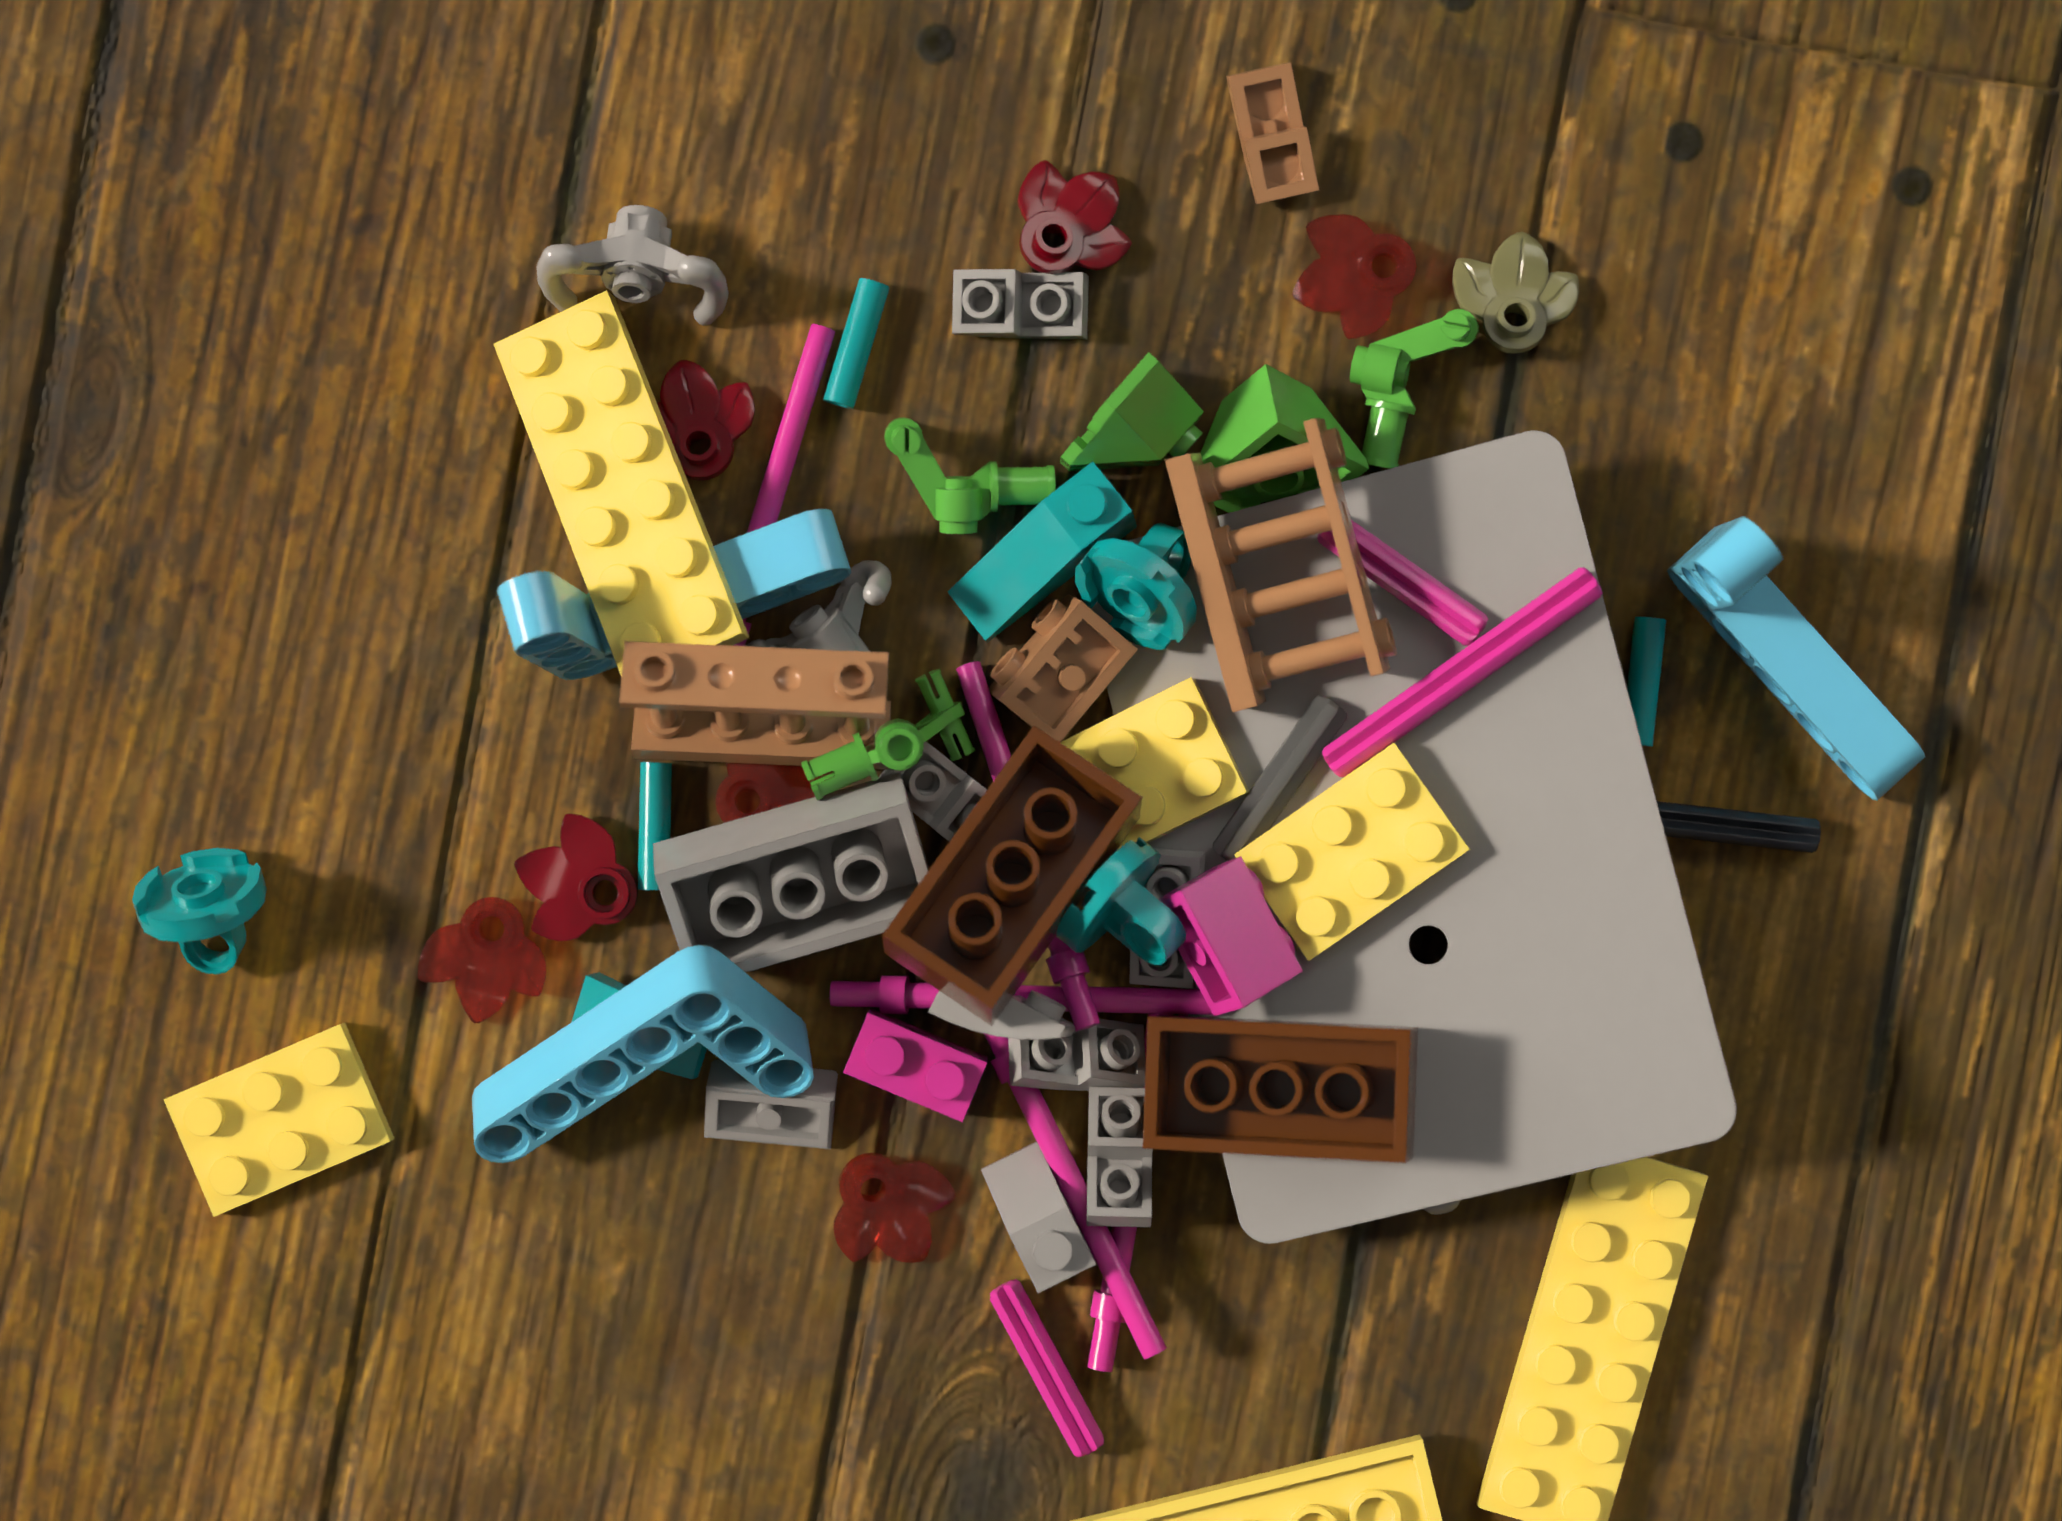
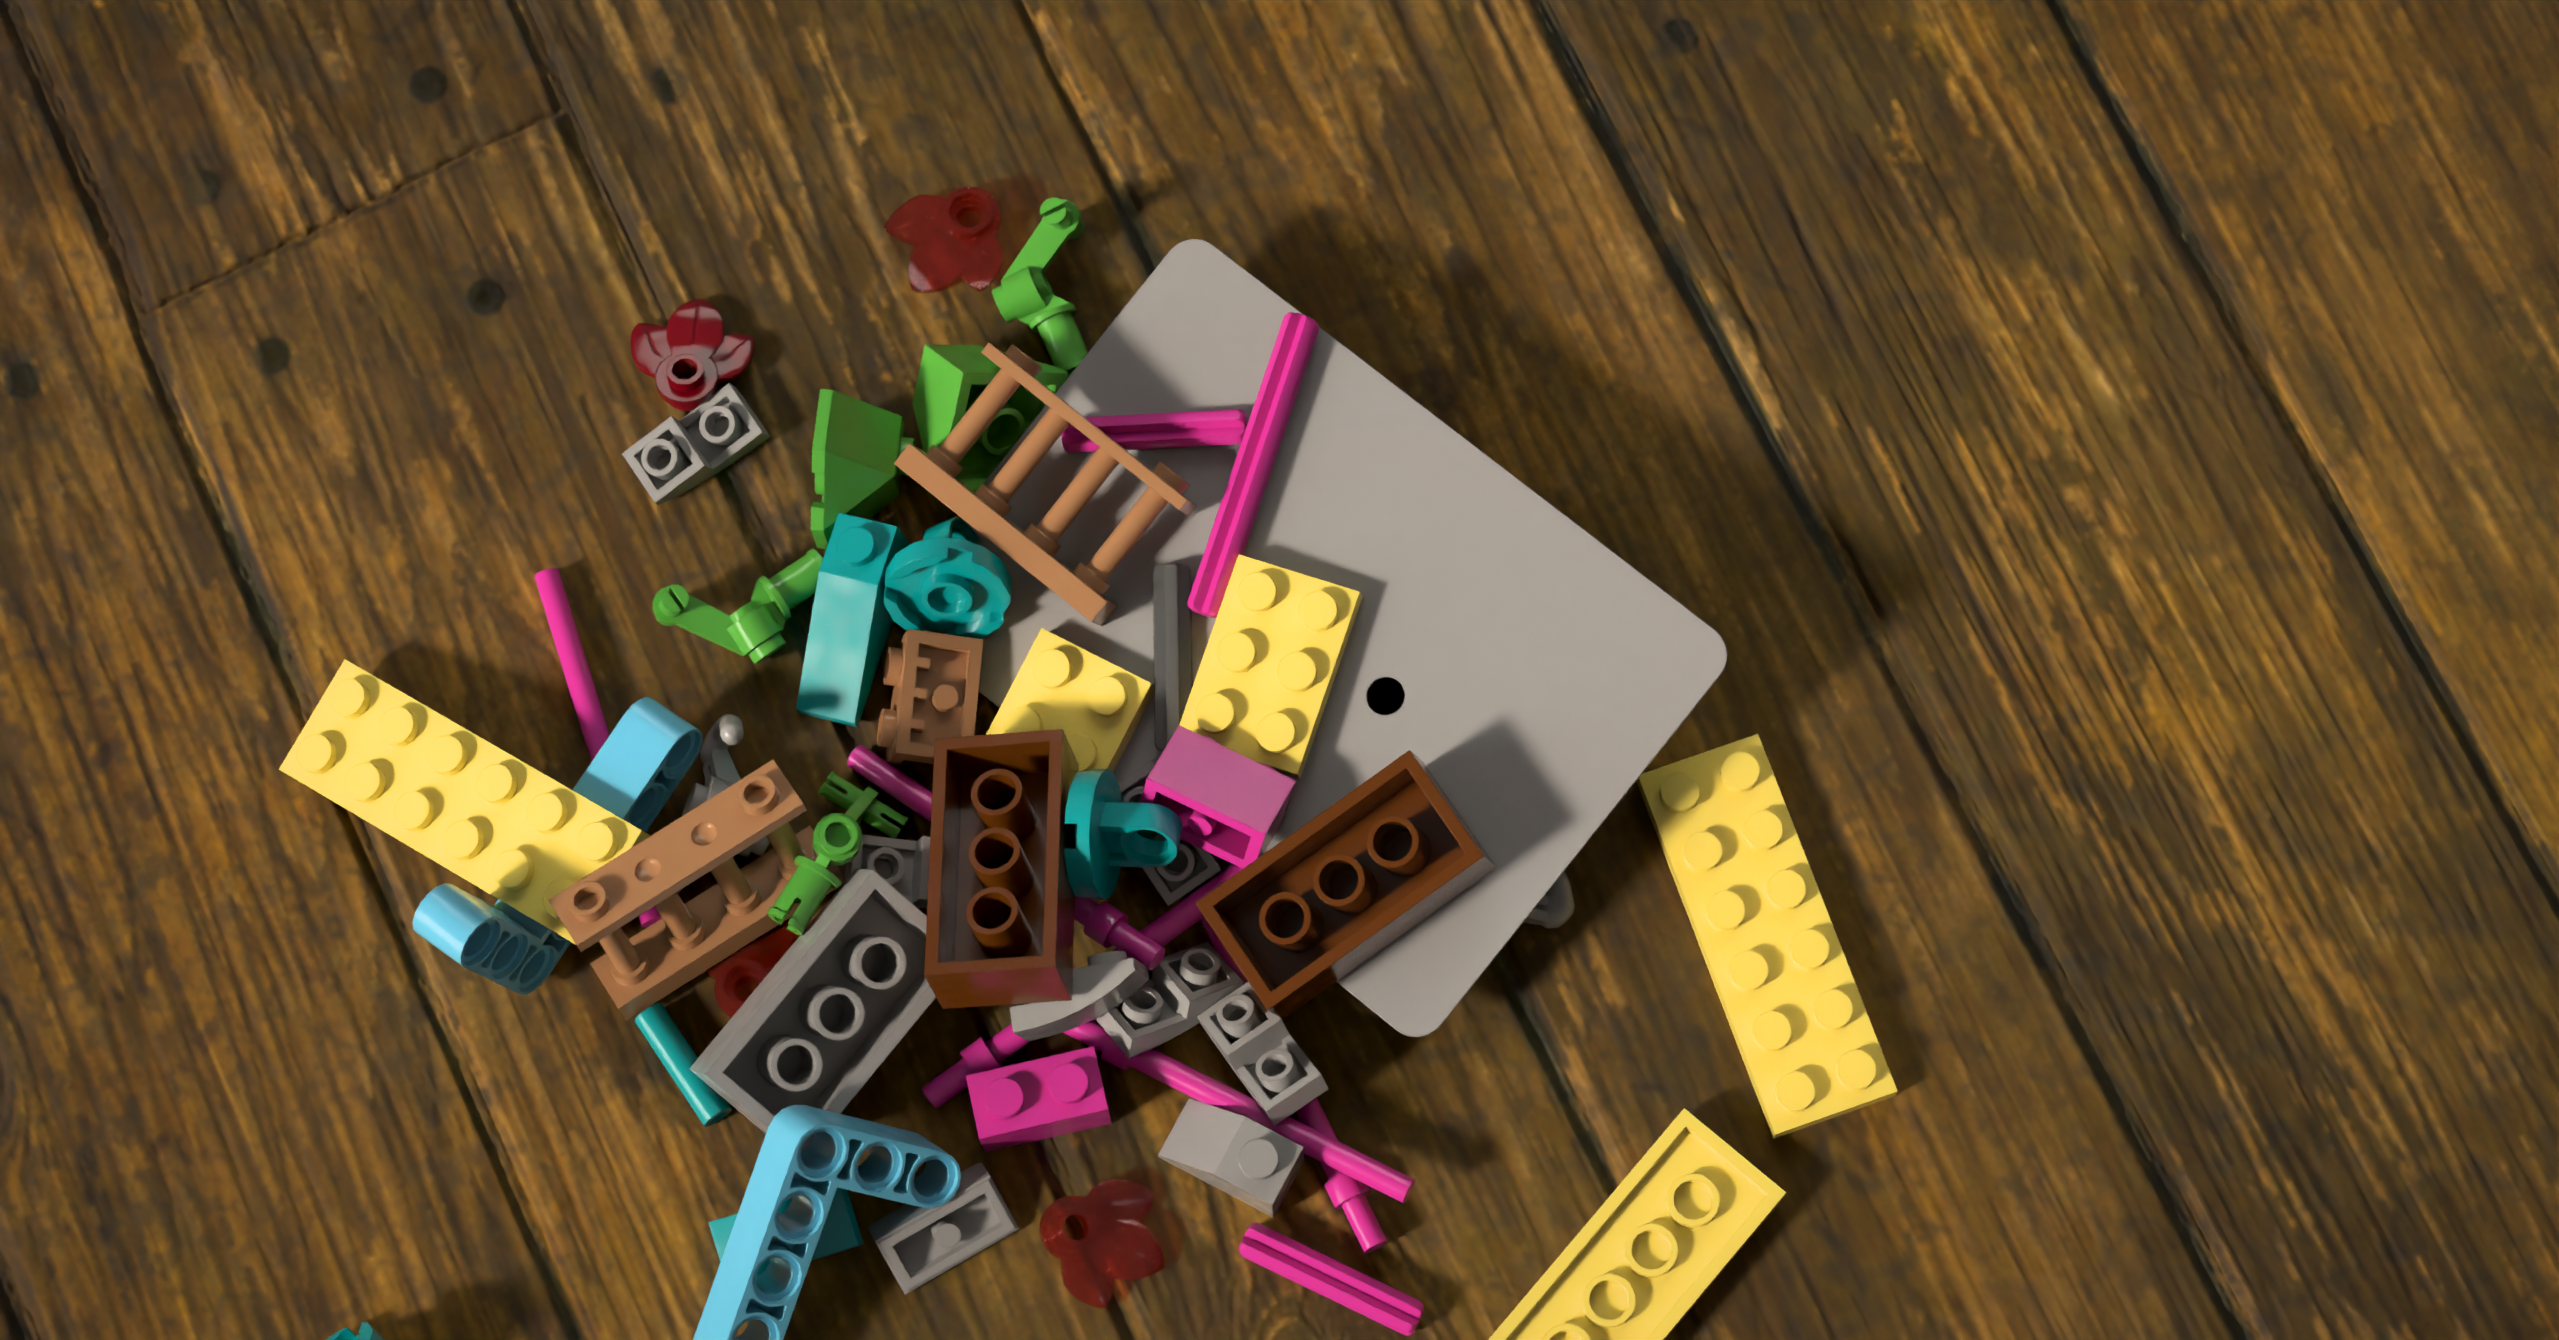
camera: 30 degrees left, 15 degrees down
(484, 967) = (616, 1284): clear red plate -> none
(568, 879) = (639, 1156): dark red plate -> none
(633, 265) = (354, 622): light grey piece -> none
(698, 411) = (495, 705): dark red plate -> none
(856, 343) = (582, 566): teal piece -> none
(1272, 133) = (806, 178): medium nougat slope -> none
(1517, 284) = (1087, 160): olive plate -> none
(1645, 674) = (1406, 374): teal piece -> none
(1731, 590) = (1509, 285): medium azure beam -> none
(1740, 827) = (1580, 444): black axle -> none

